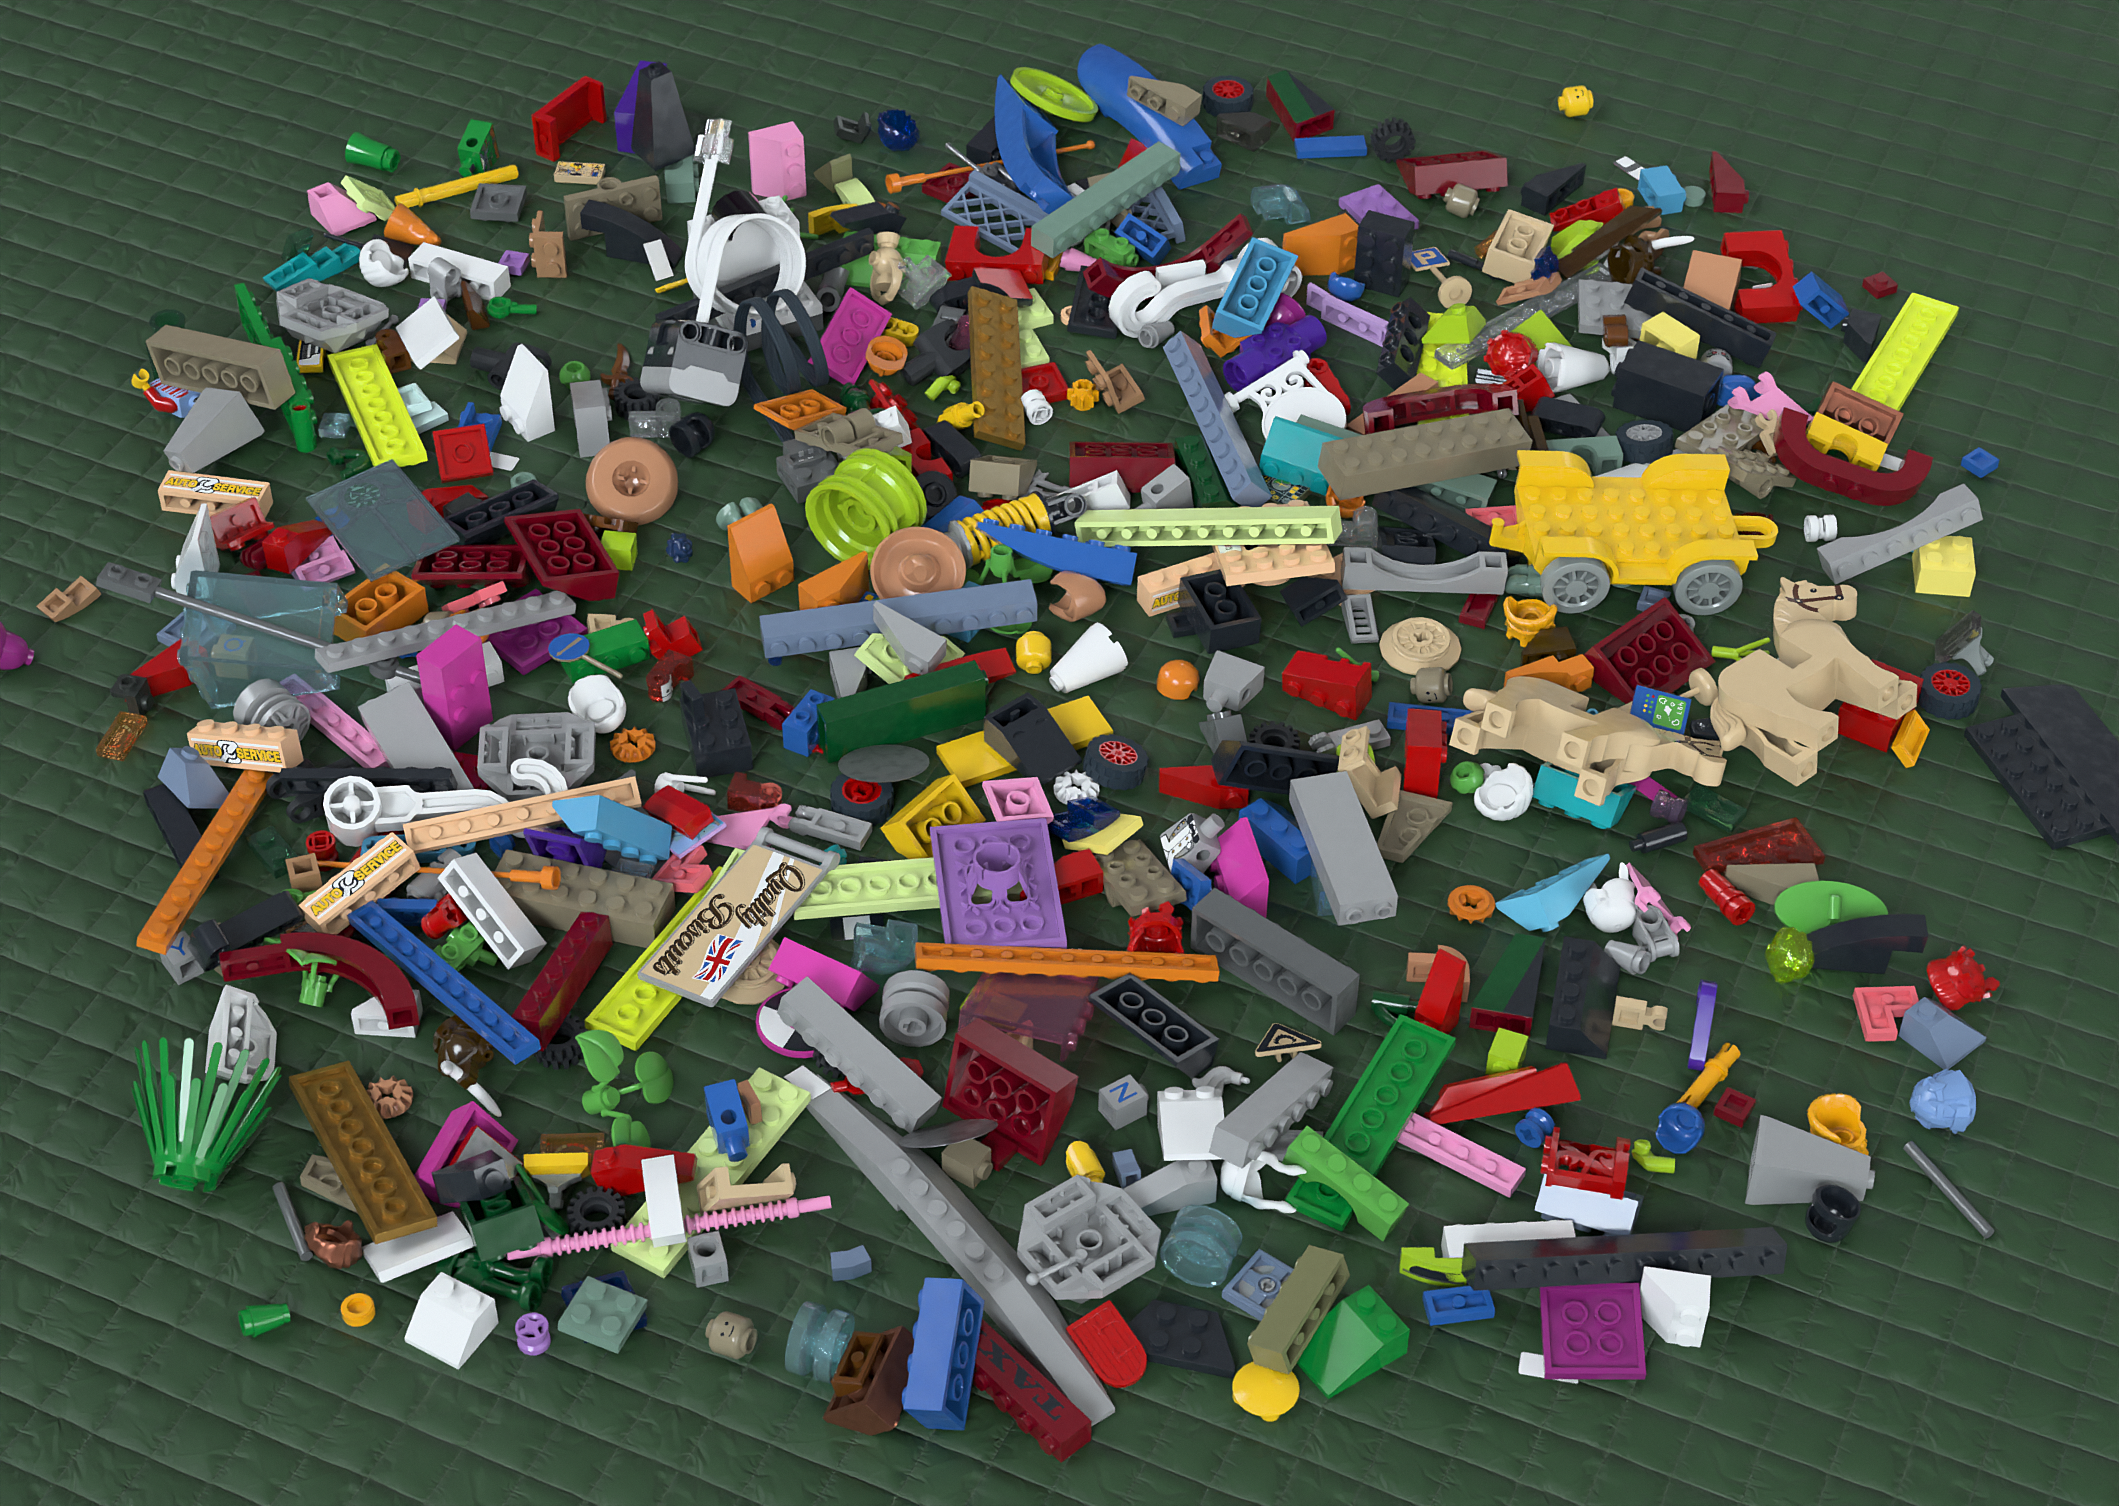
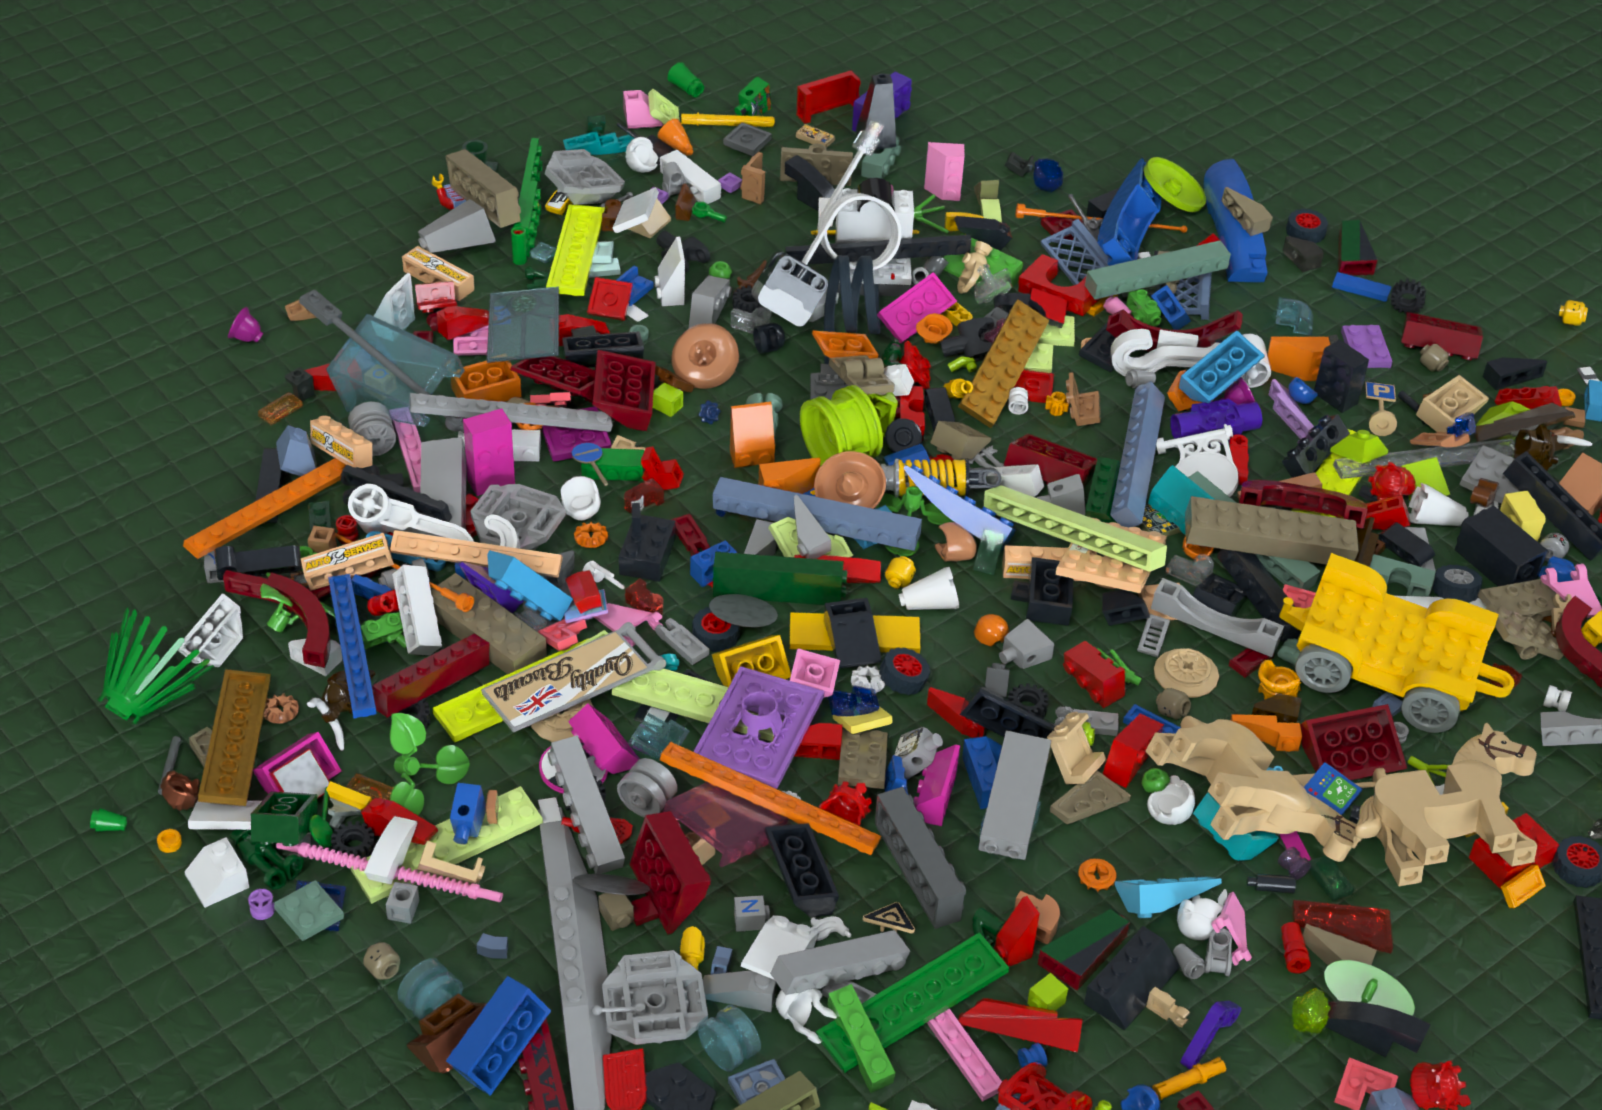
camera: 25 degrees right, 0 degrees up
(472, 1178) = (282, 783): black slope -> none
(1122, 591) = (989, 552): none -> clear green plate

